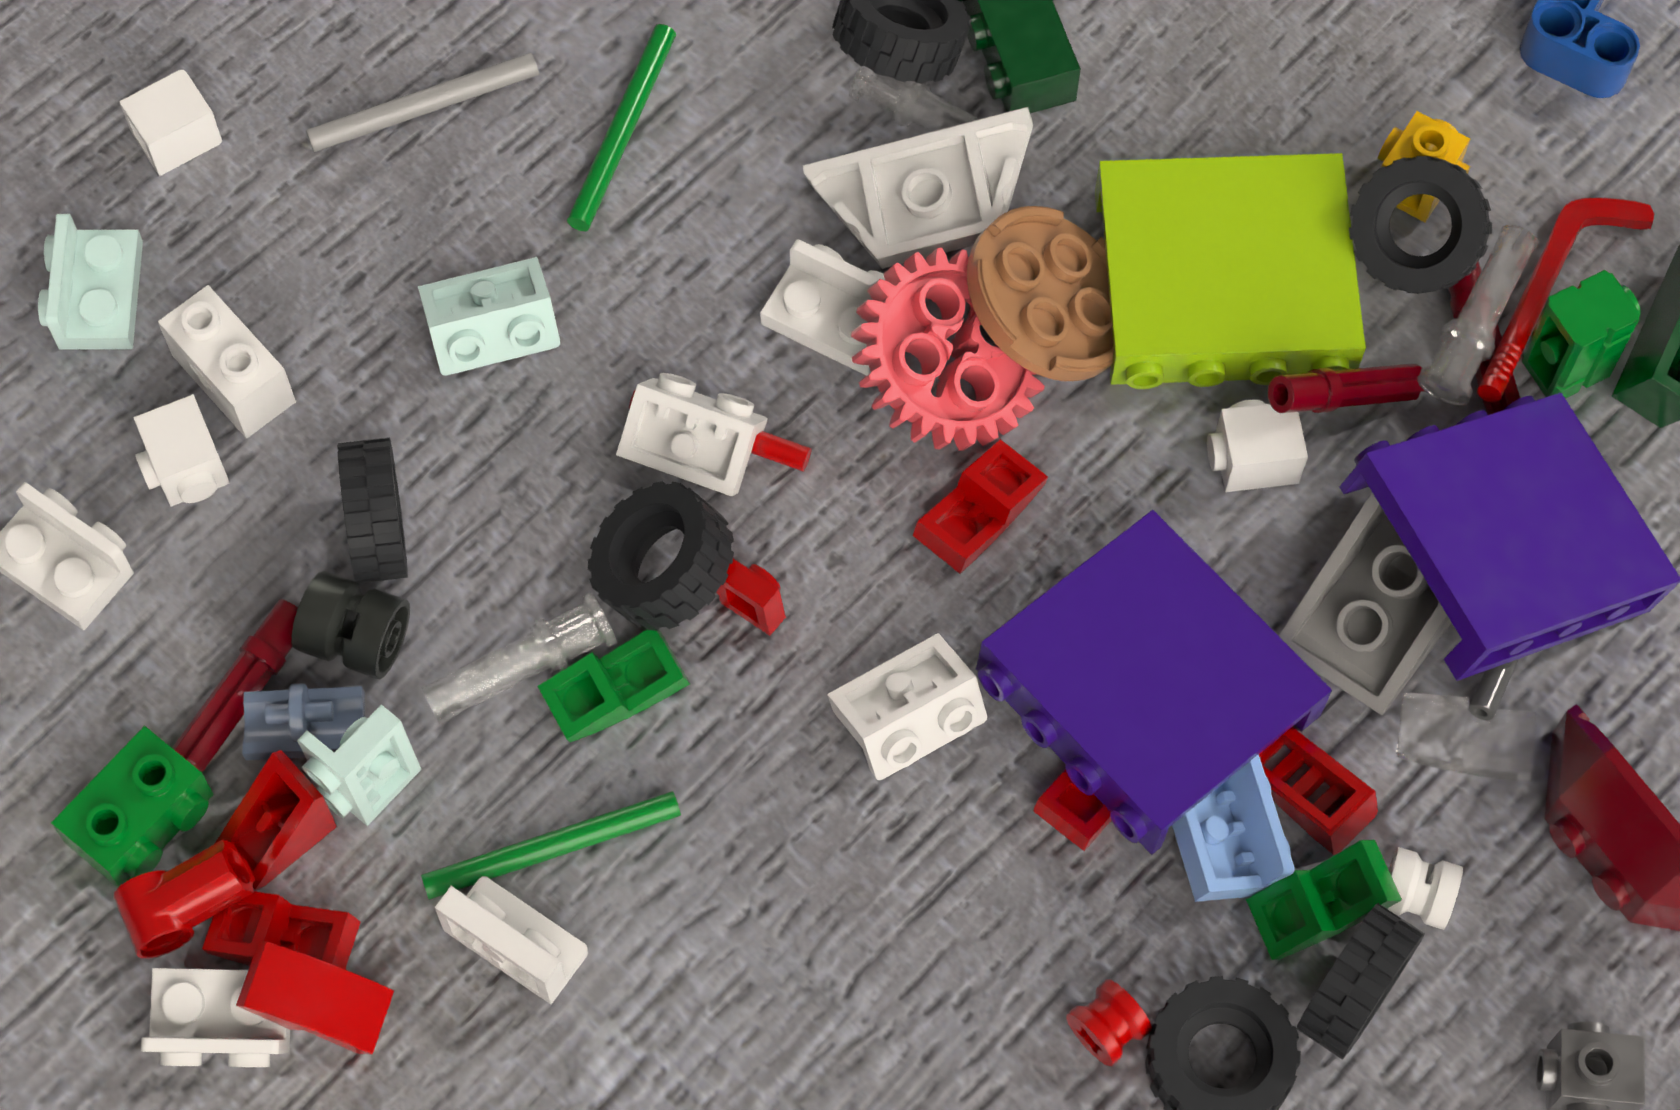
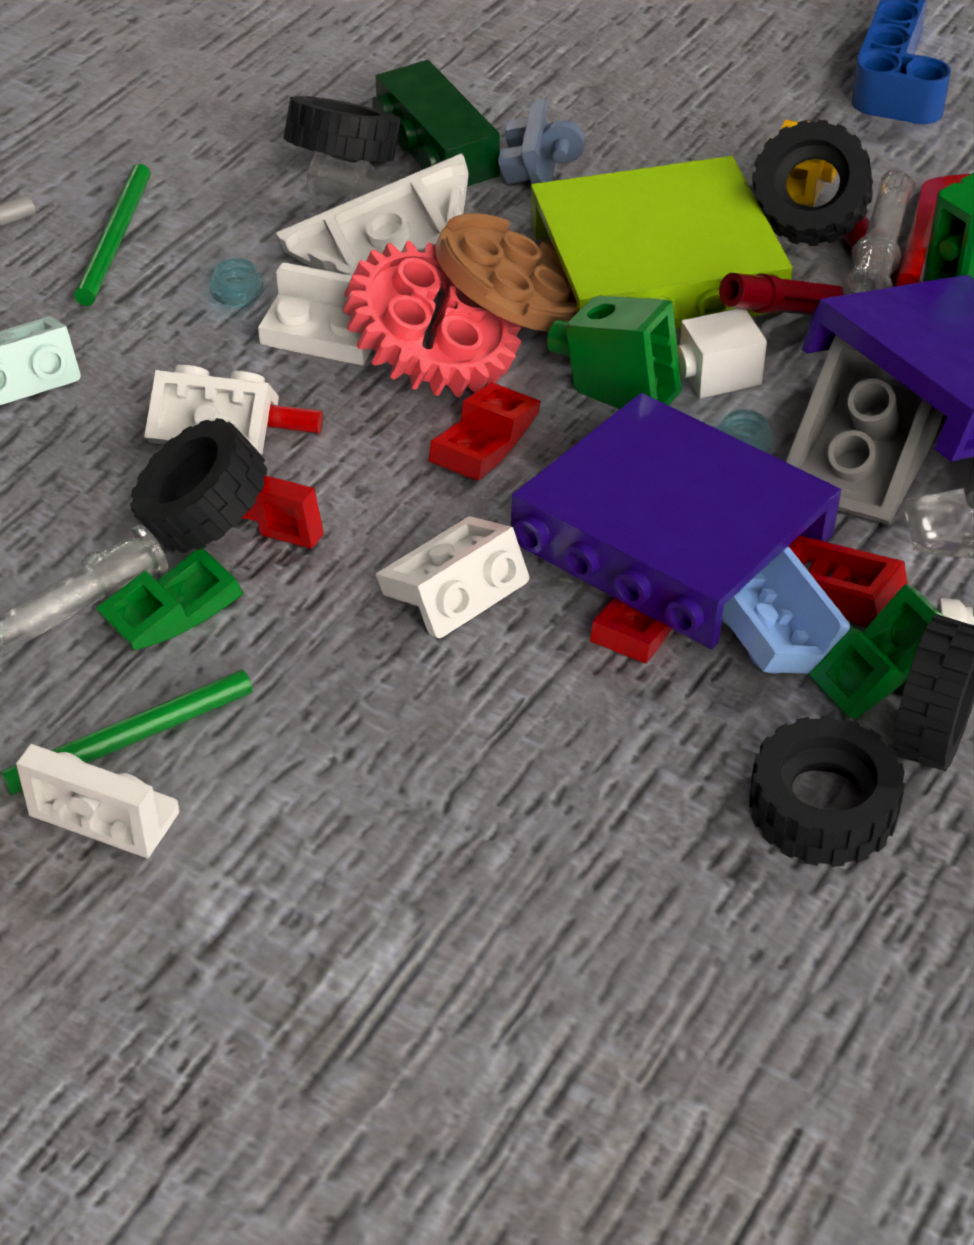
camera: 10 degrees left, 20 degrees down
(743, 223) = (236, 283): none -> clear light blue plate
(1109, 1022) = (709, 778): red wheel -> none
(1135, 79) = (537, 146): none -> sand blue hips
(1146, 438) = (621, 349): none -> green torso
(1261, 554) = (748, 427): none -> clear light blue plate

